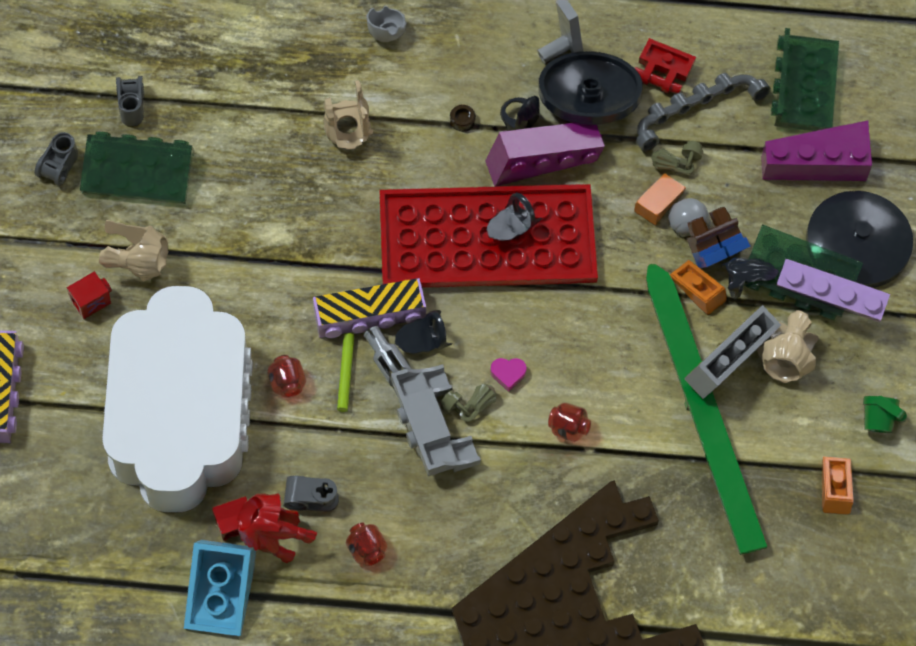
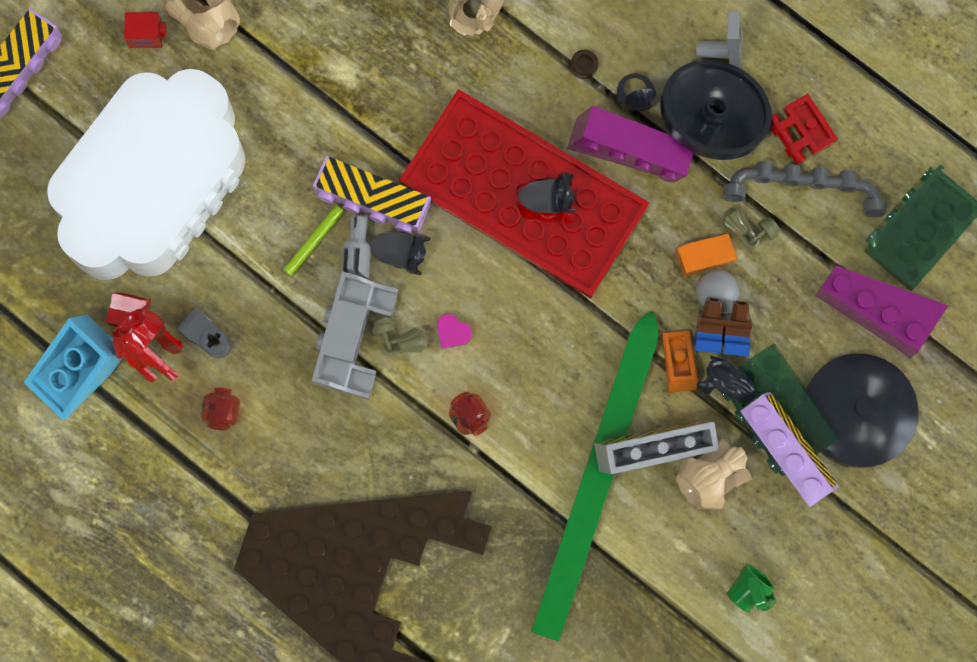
camera: 35 degrees right, 15 degrees up
(286, 376) = (258, 212): clear red head -> none
(837, 485) = (665, 625): orange slope -> none

